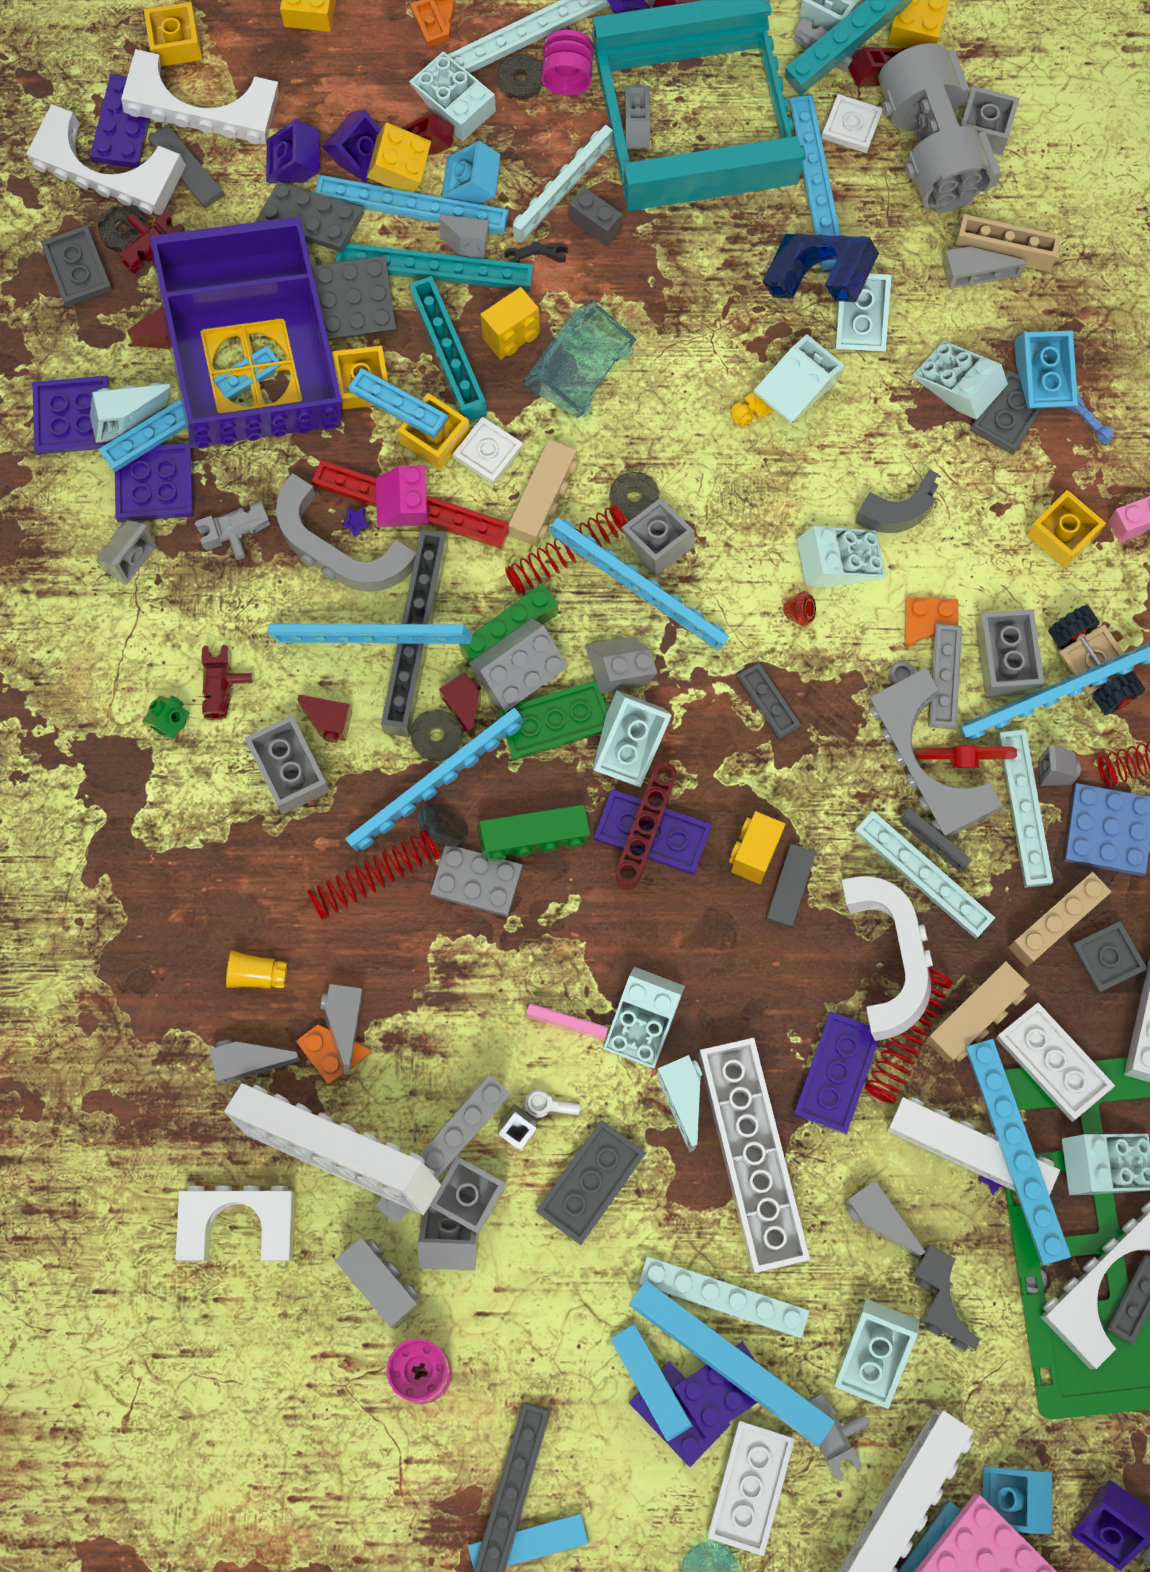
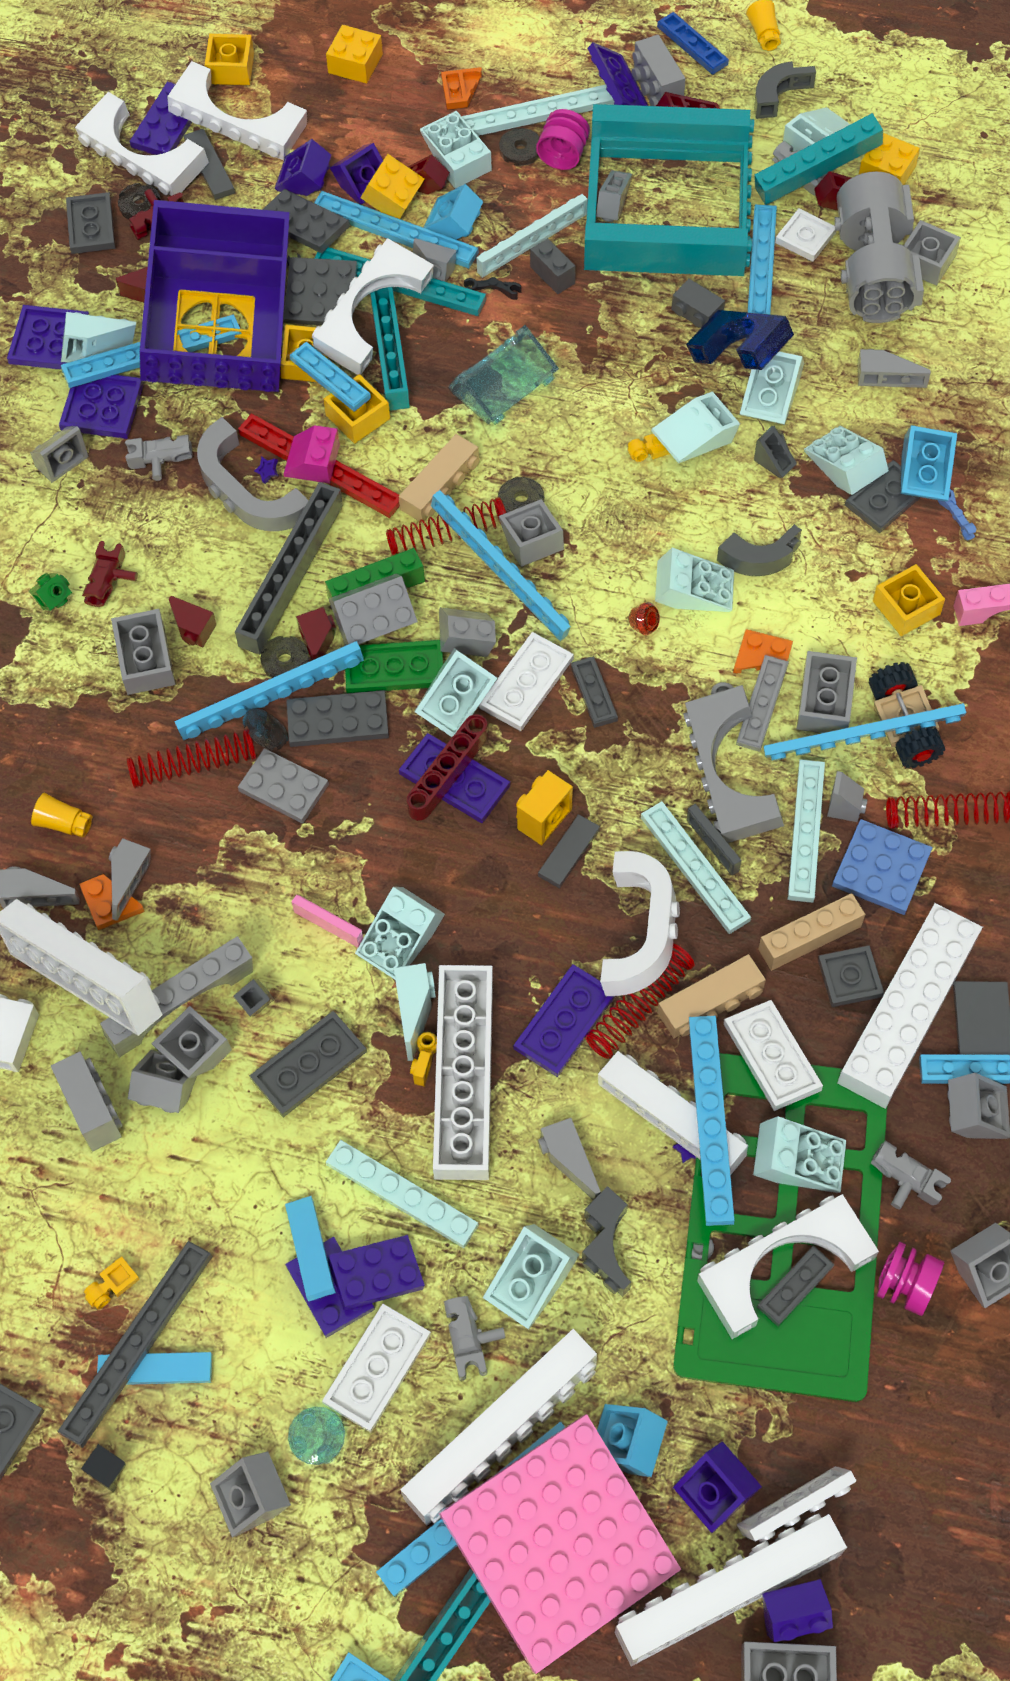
camera: 15 degrees right, 10 degrees down
(371, 633) = (248, 555): medium azure tile -> none
(414, 1355) = (98, 1173): dark pink wheel -> none
(429, 260) = (388, 268): none -> white arch
(464, 1461) = (117, 1278): none -> yellow plate
(488, 450) = (401, 435): white plate -> none
(510, 323) = (450, 334): yellow brick -> none
(512, 790) = (337, 718): none -> dark grey plate
(533, 832) = (344, 752): green brick -> none
(540, 1103) = (282, 986): white plate -> none
(698, 705) = (526, 681): none -> white plate
(707, 1158) = (421, 1066): none -> yellow plate
(732, 1363) = (390, 1248): medium azure tile -> none
(760, 230) = (696, 303): none -> dark grey brick
(885, 389) = (774, 453): none -> dark grey slope
(966, 755) = (764, 773): red piece -> none
(1034, 246) = (944, 362): tan brick -> none

